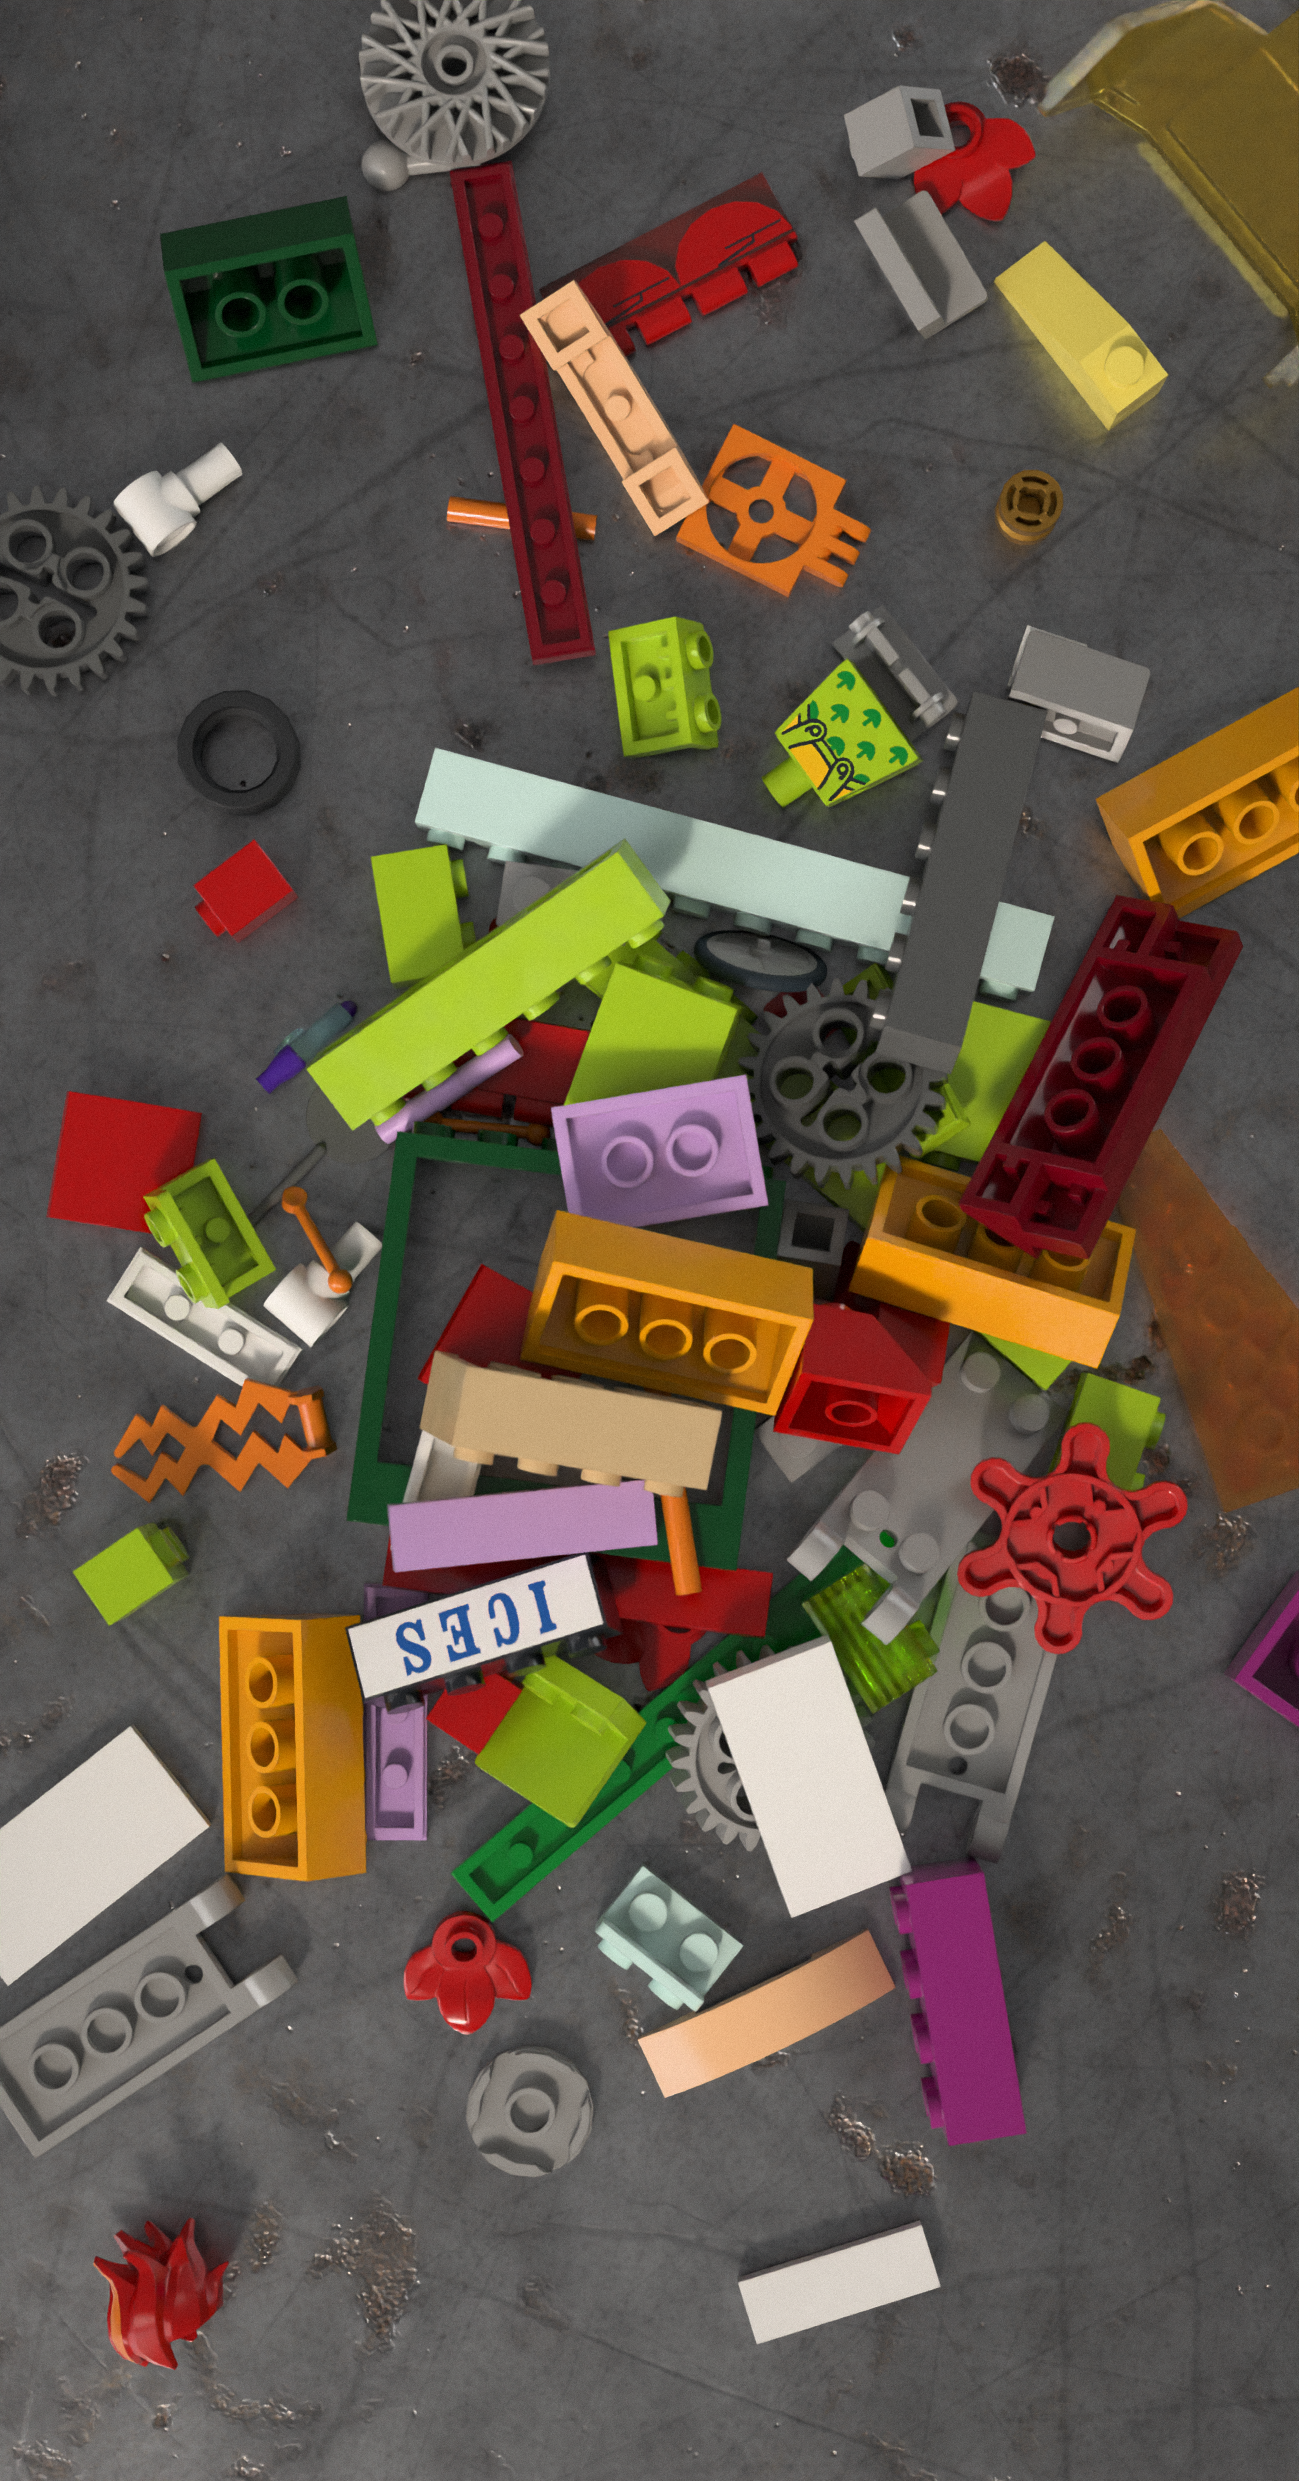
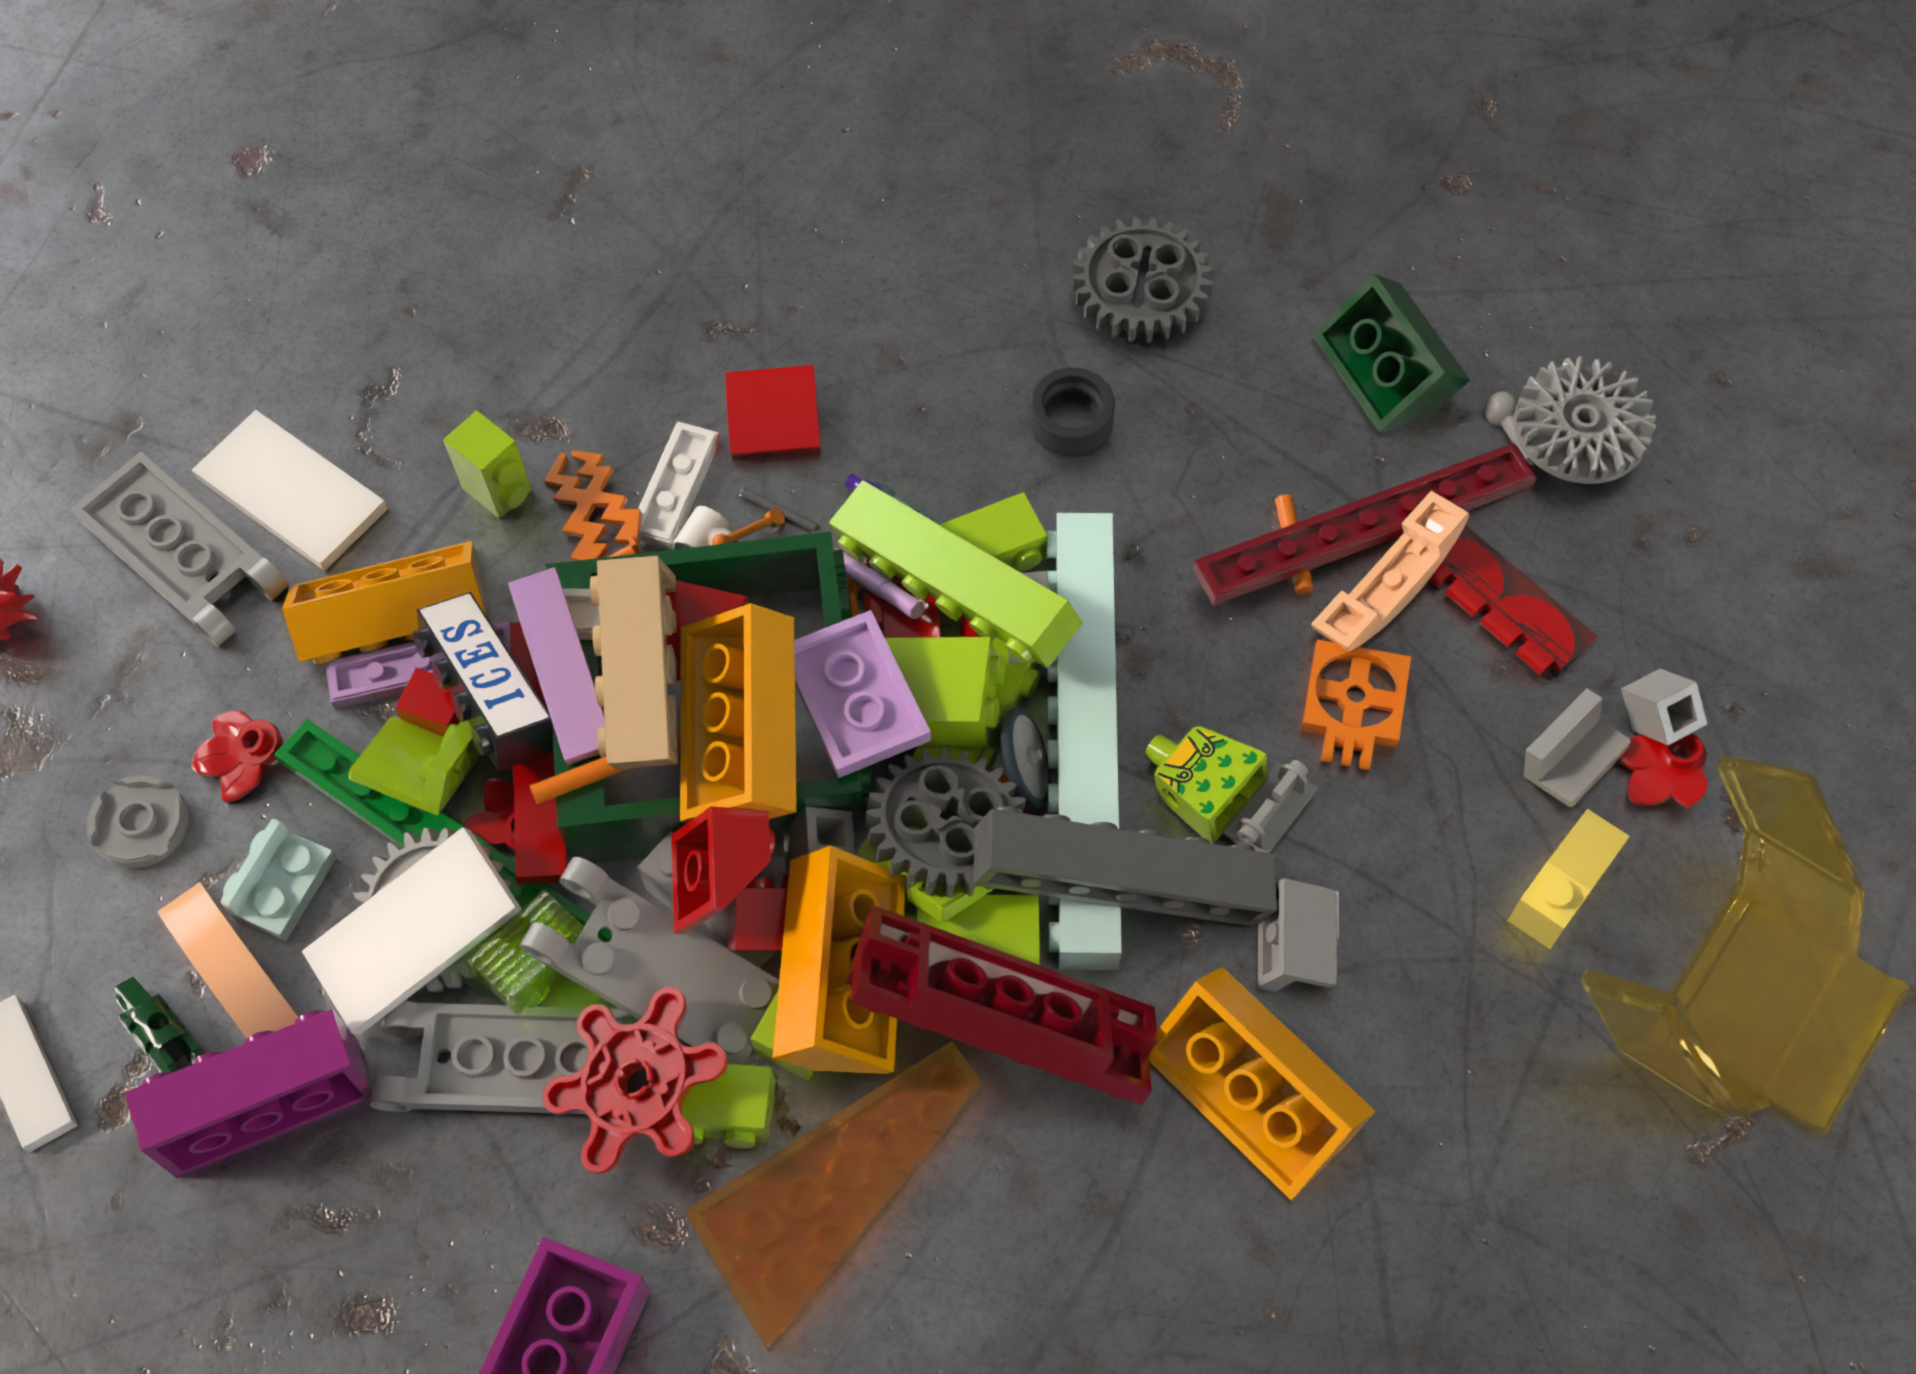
camera: 75 degrees right, 25 degrees down
(165, 507) = (1223, 330): white pin -> none
(208, 1235) = (733, 459): lime bracket -> none
(243, 893) = (978, 434): red brick -> none
(664, 687) = (1207, 658): lime bracket -> none
(807, 2114) = (155, 1027): none -> dark green hinge
(1028, 518) = (1422, 878): pearl gold wheel -> none

